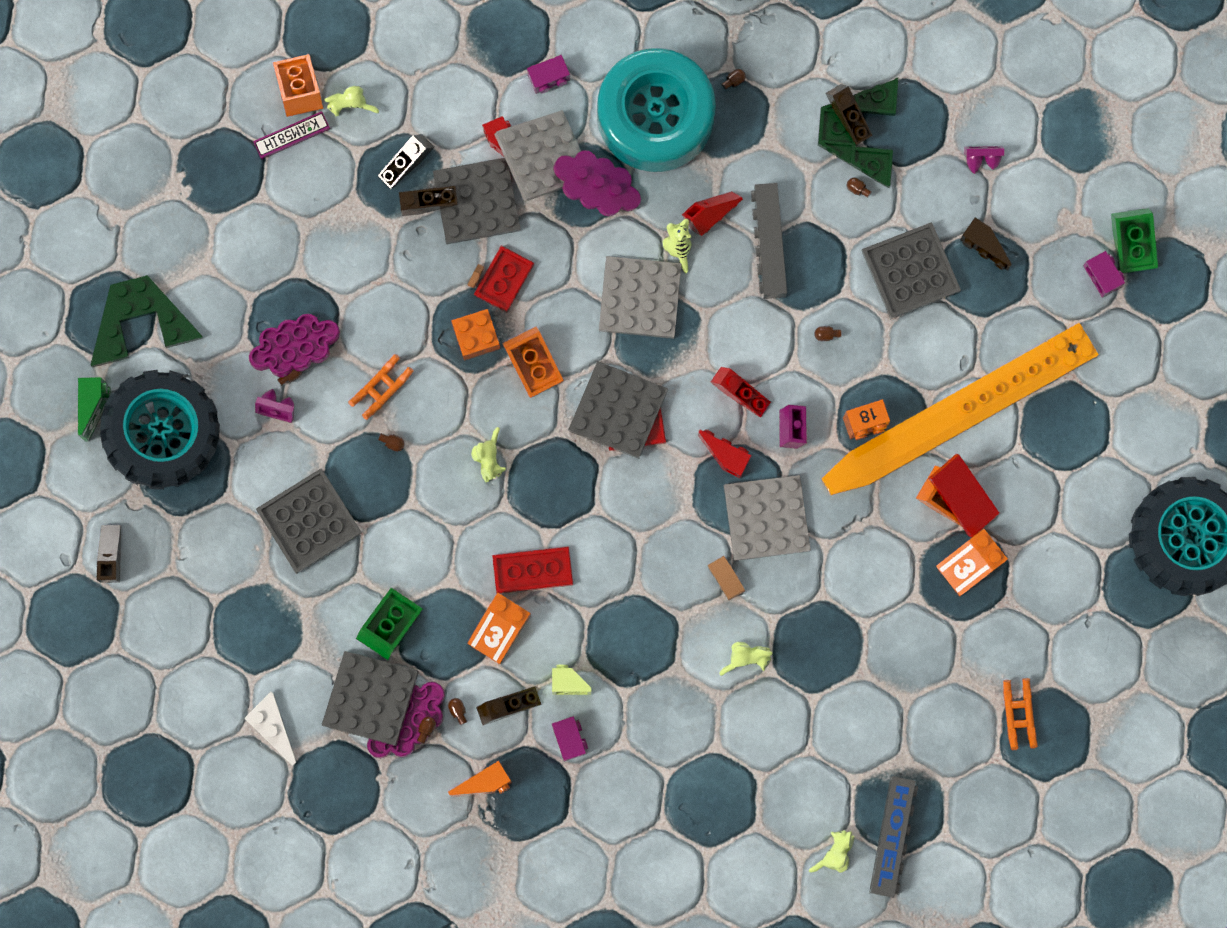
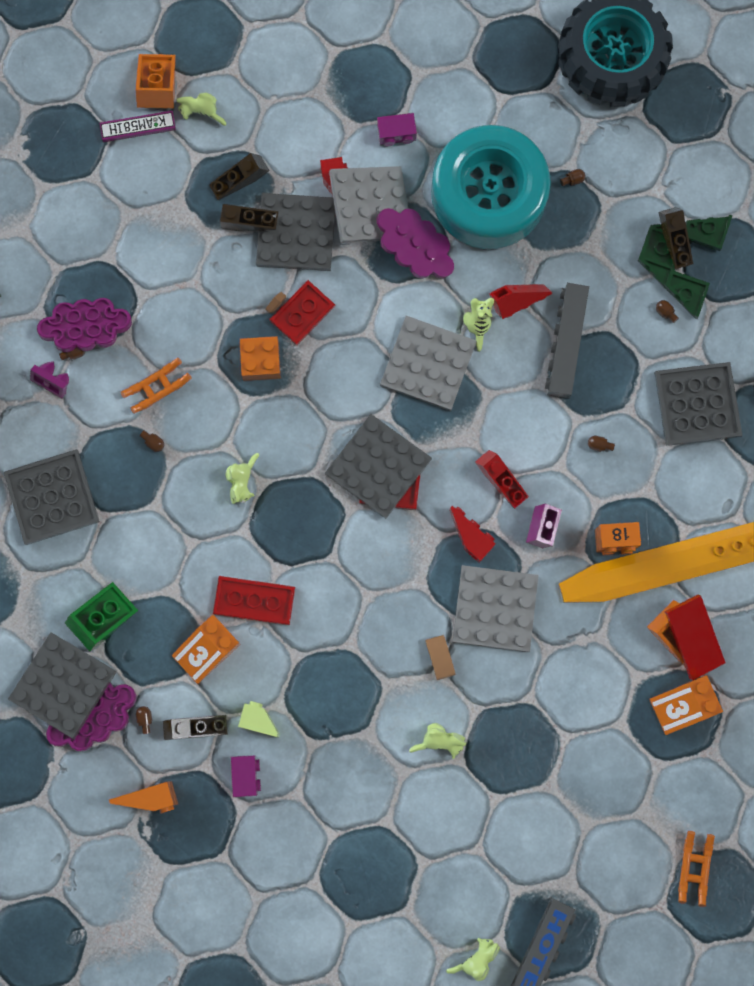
camera: 15 degrees right, 0 degrees up
(426, 729) = (107, 730): reddish brown cylinder -> none
(533, 361) = (308, 399): orange slope -> none

